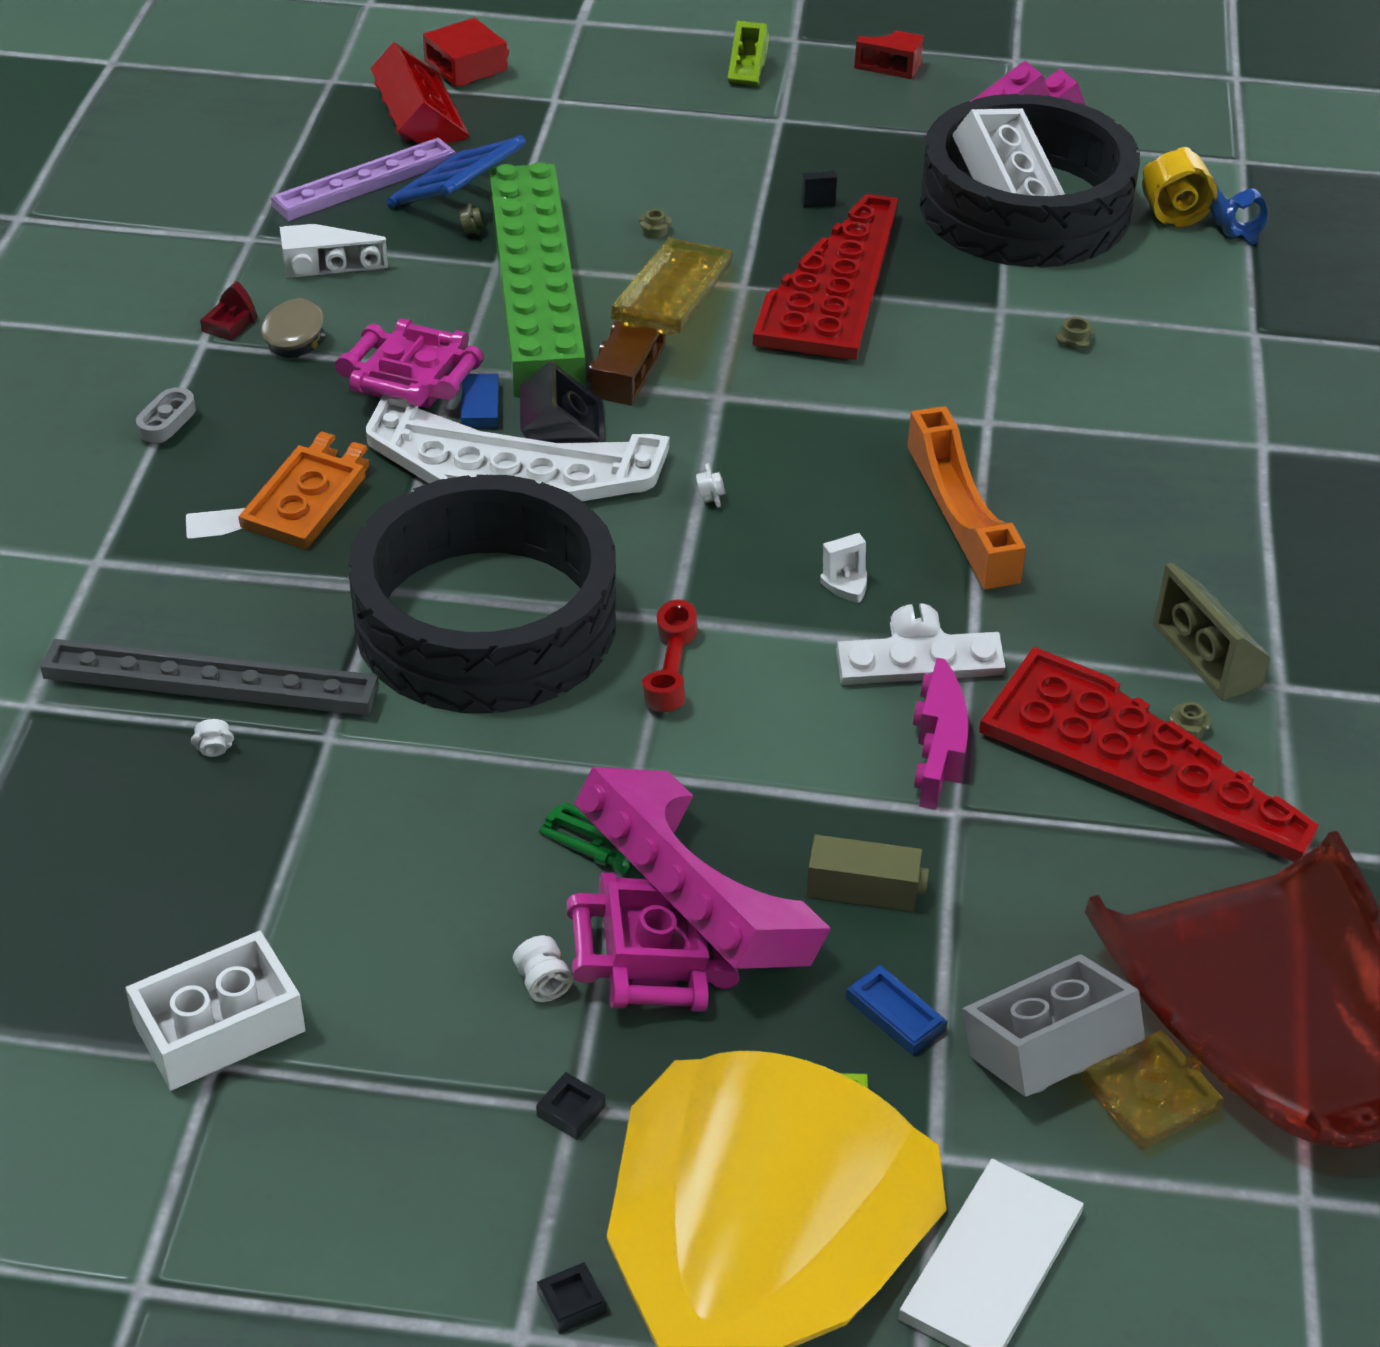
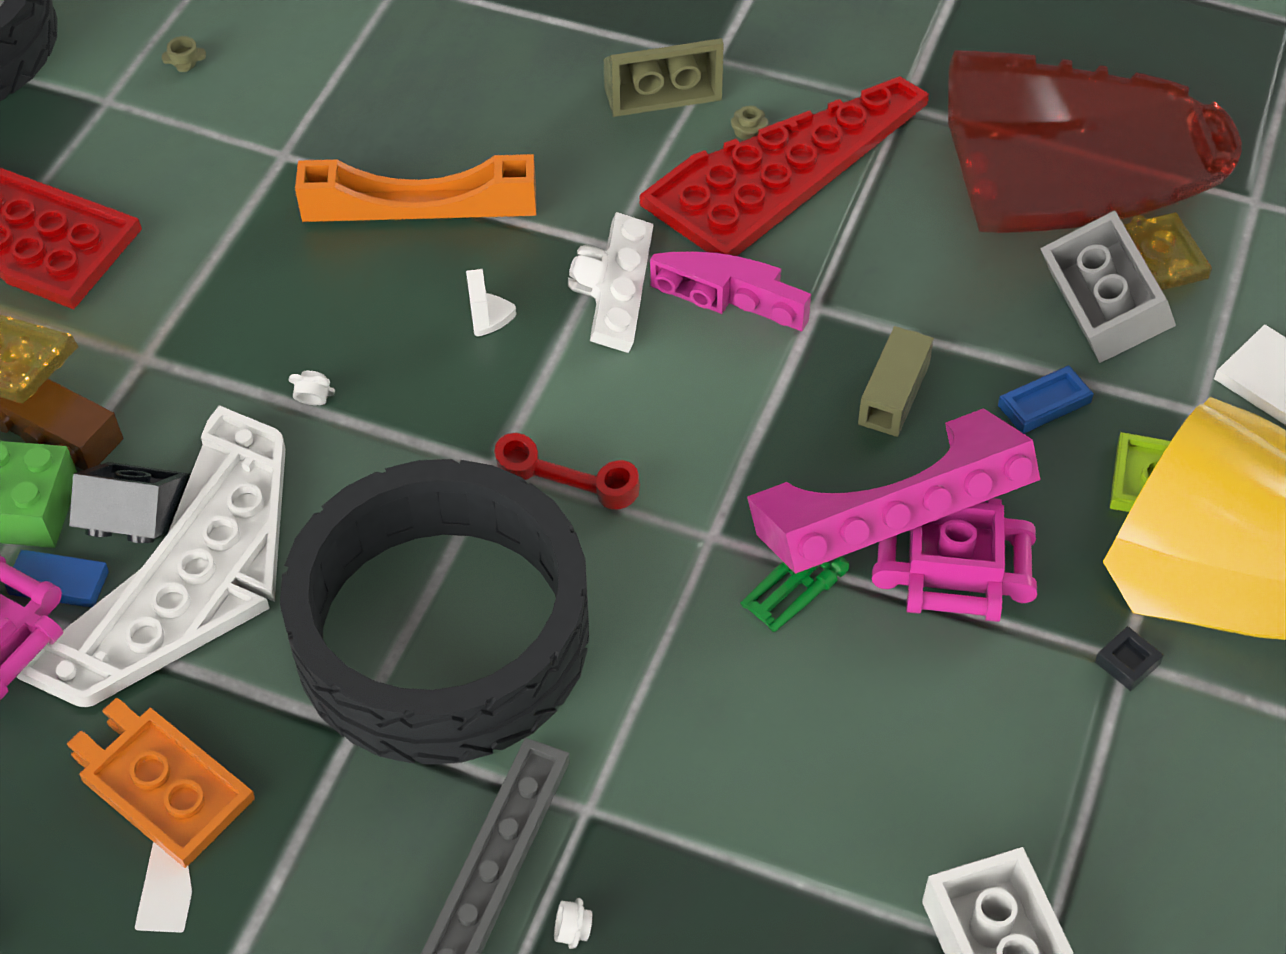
camera: 75 degrees left, 10 degrees up
(544, 975) = (978, 648): white wheel -> none

